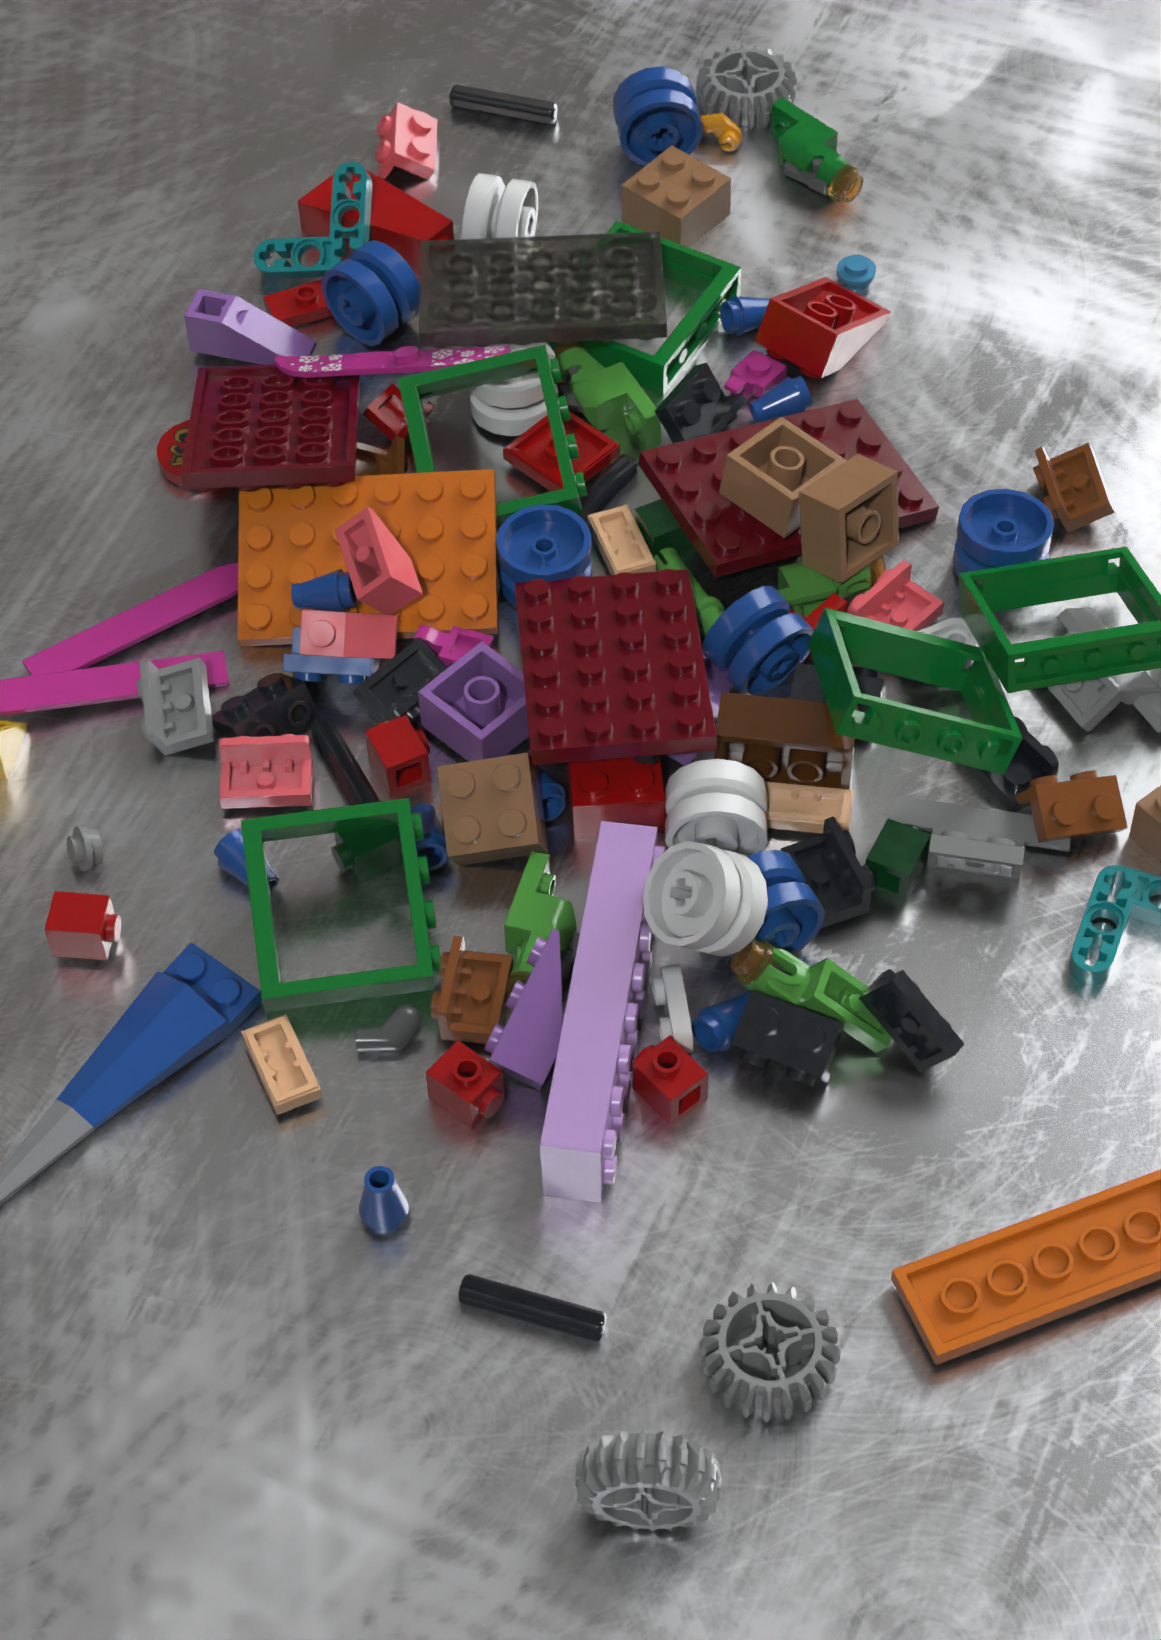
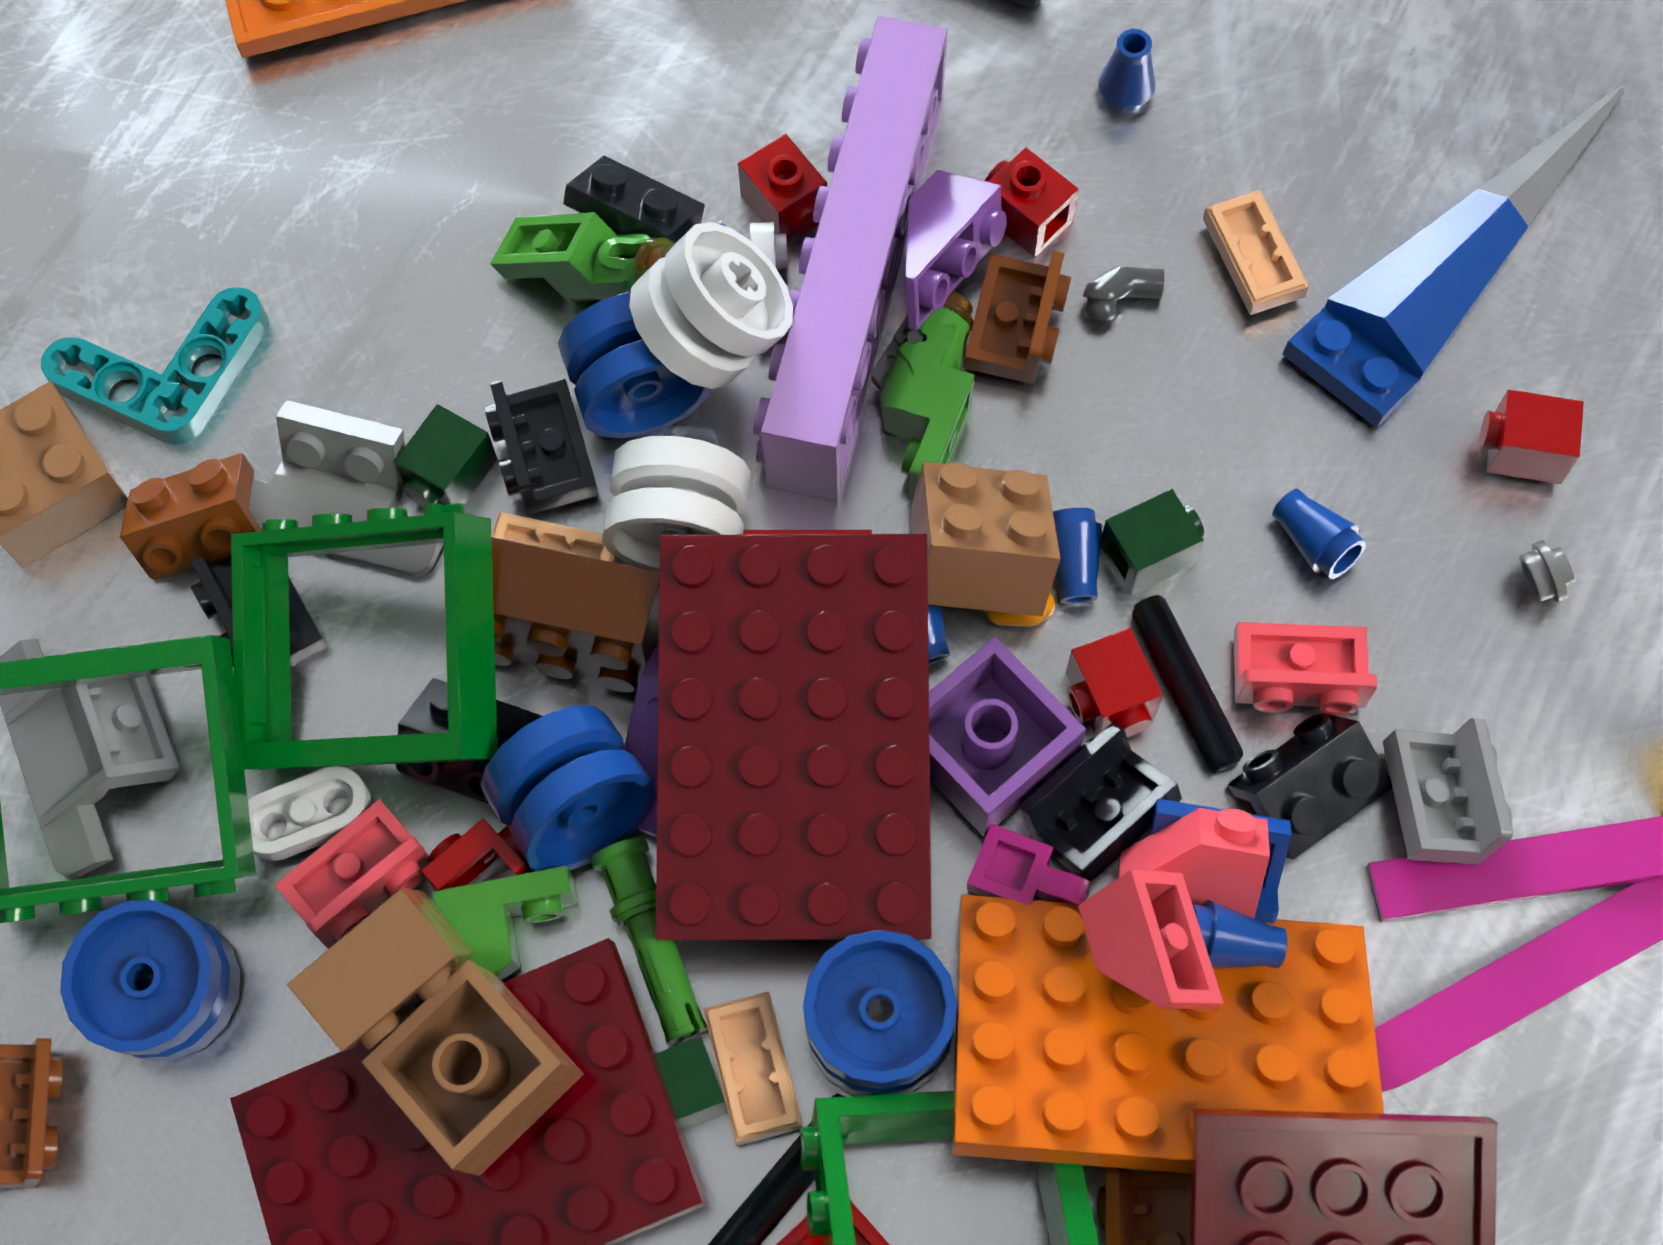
camera: 175 degrees left, 15 degrees up
(350, 986) = (1206, 502): green window -> none
(911, 1019) = (485, 220): black bracket -> none

